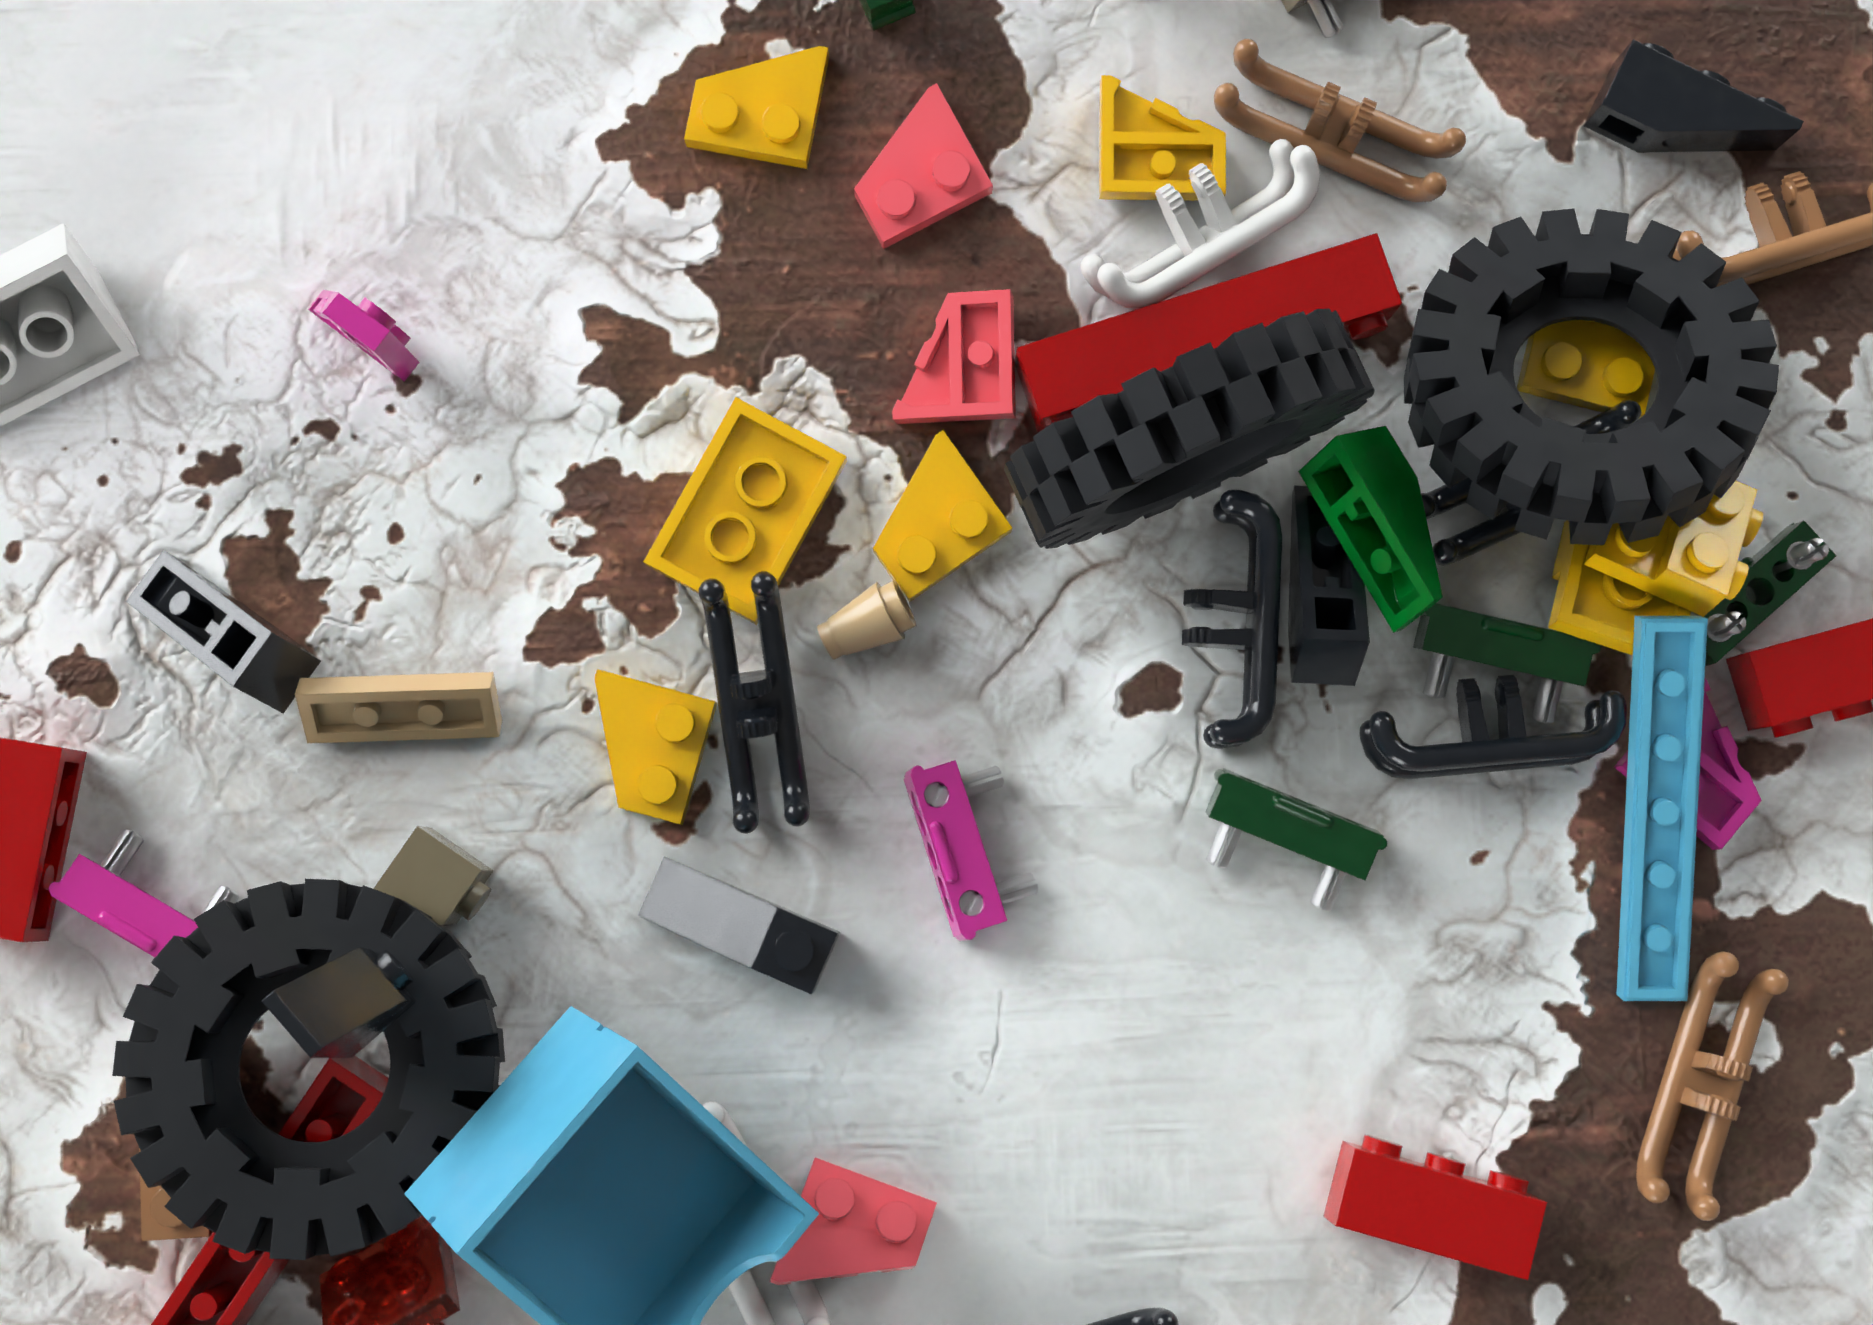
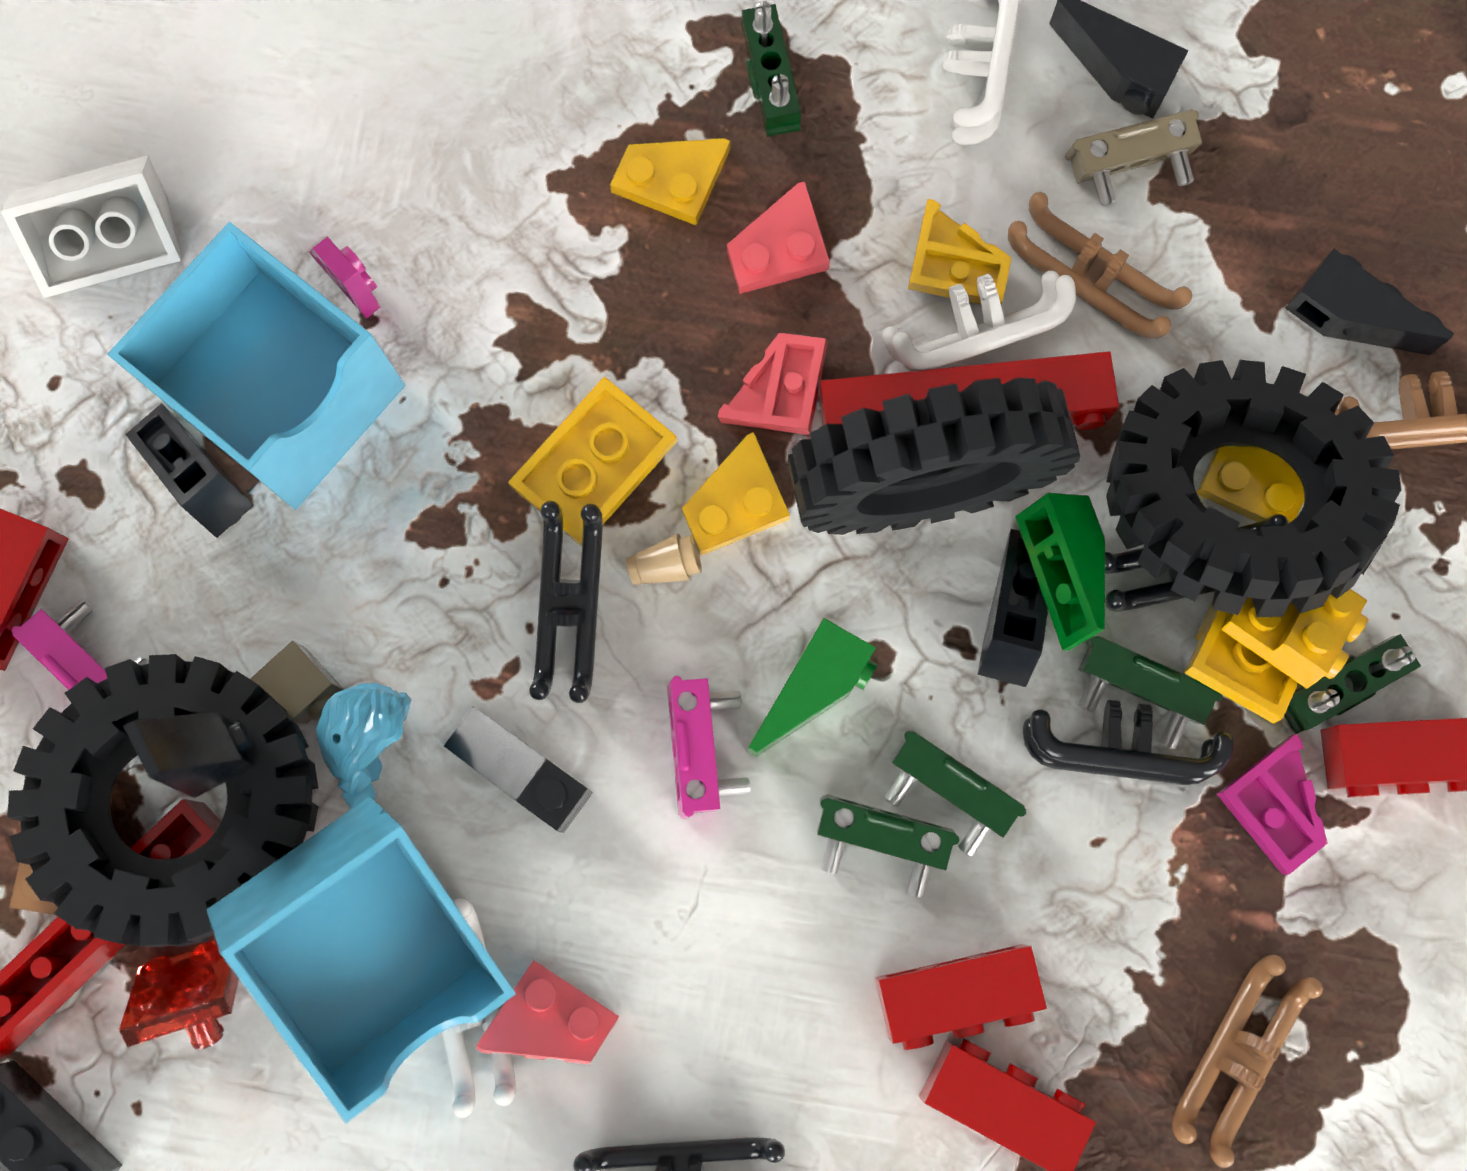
camera: 20 degrees right, 5 degrees down
(290, 480) = (260, 364): none -> medium azure piece
(399, 707) = (303, 552): tan plate -> none
(528, 925) = (355, 730): none -> medium azure hair
(653, 743) = (485, 620): yellow wing -> none
(1099, 726) = (819, 681): none -> green slope
(1218, 906) = (887, 834): none -> dark green piece
(1262, 611) = (965, 609): black piece -> none
(1351, 1084) = (961, 996): none -> red brick
(1661, 807) = (1246, 831): medium azure tile -> none

